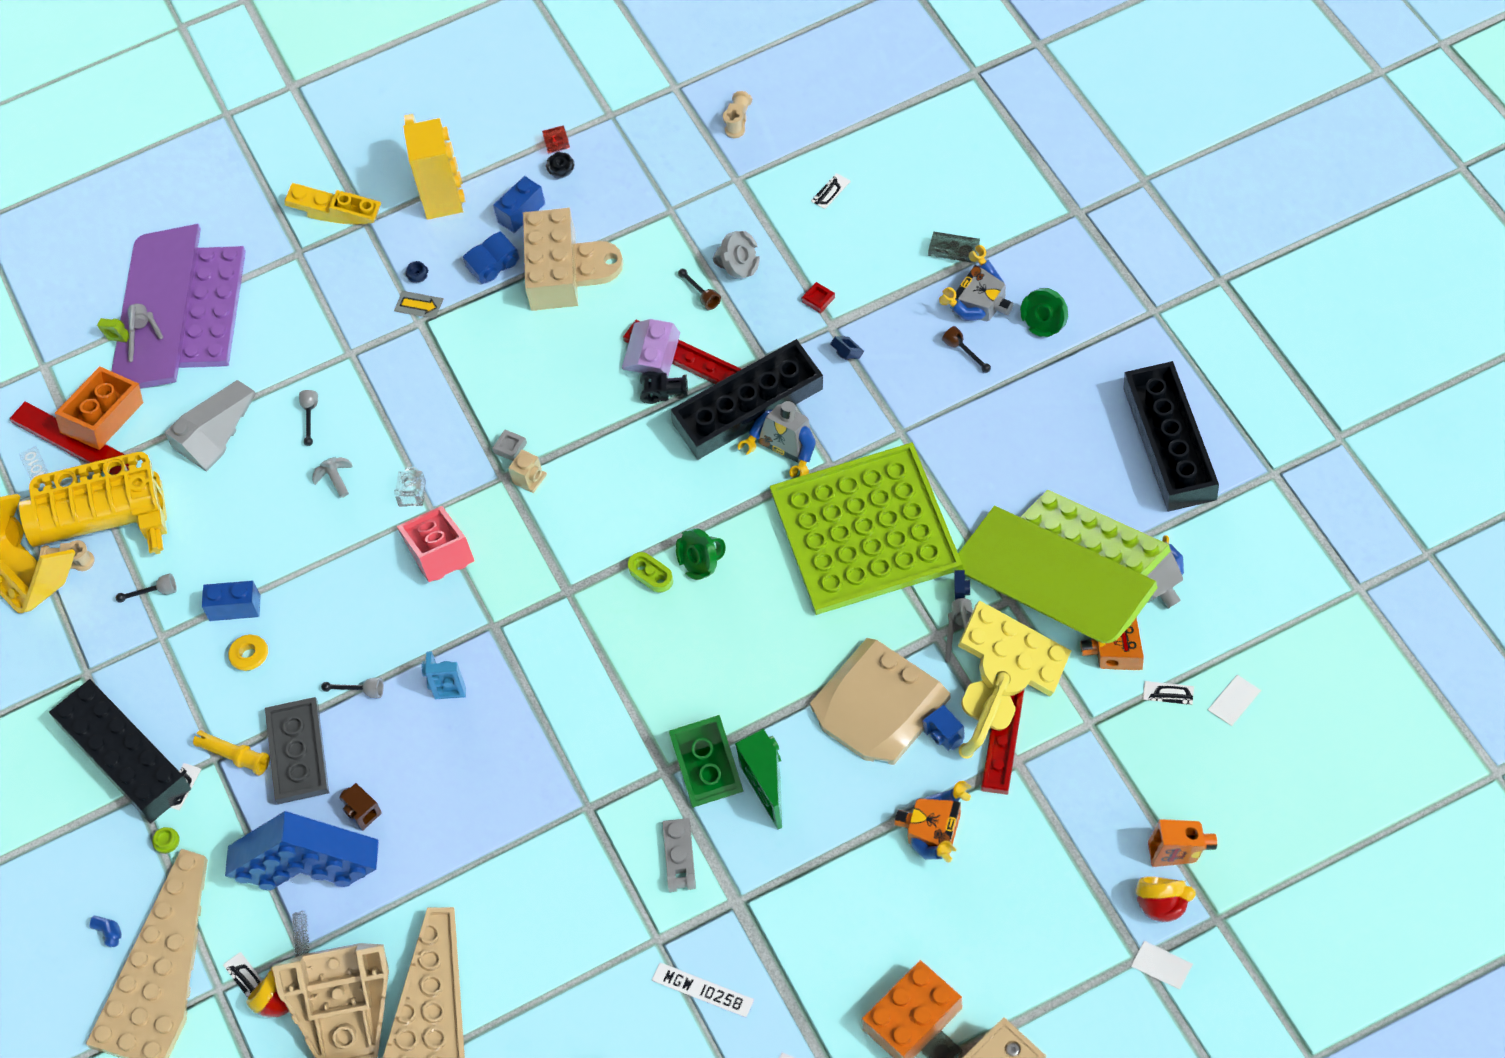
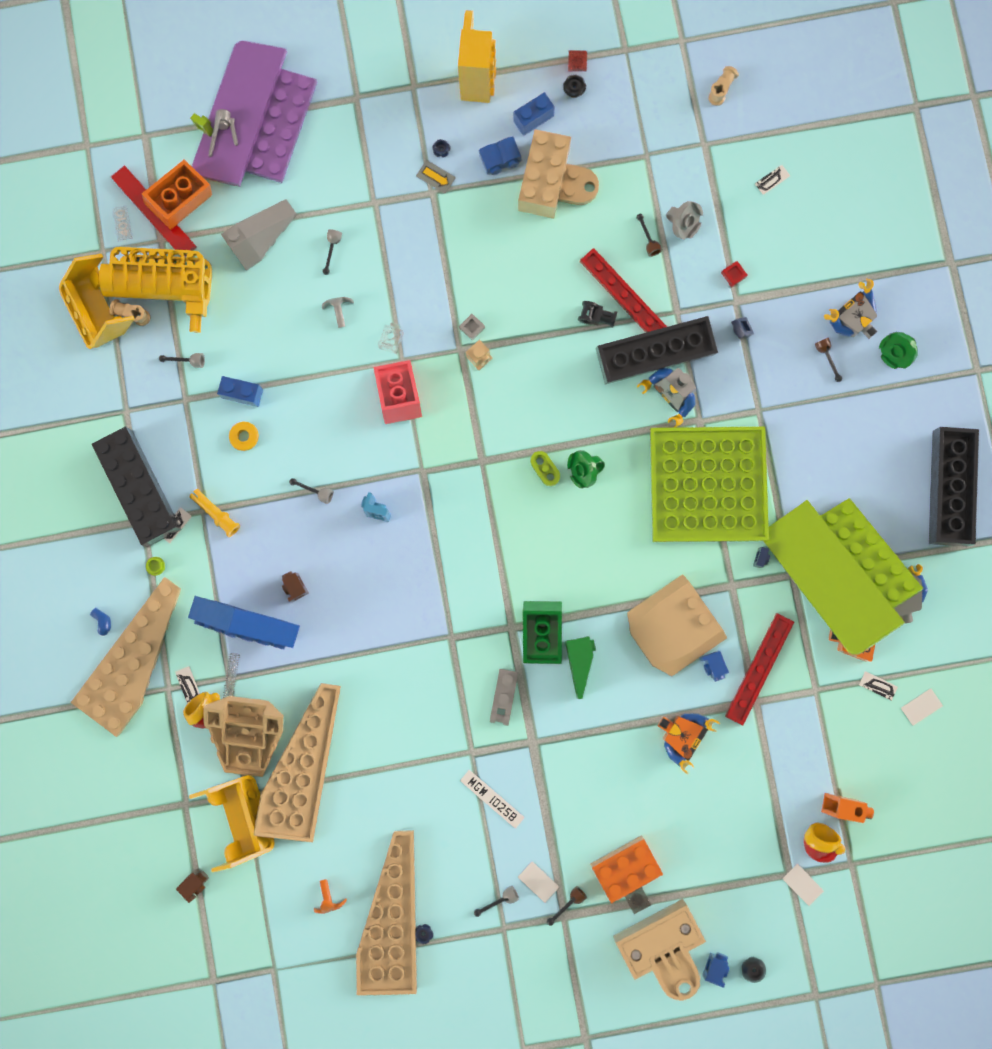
camera: 15 degrees right, 25 degrees up
(296, 750) = (260, 527): dark grey plate -> none
(329, 207) = (392, 66): yellow slope -> none
(651, 347) = (597, 279): lavender slope -> none
(952, 246) = (849, 265): clear smoke plate -> none
(960, 614) = (757, 579): light grey plant -> none
(1017, 658) = (779, 631): light yellow plate -> none

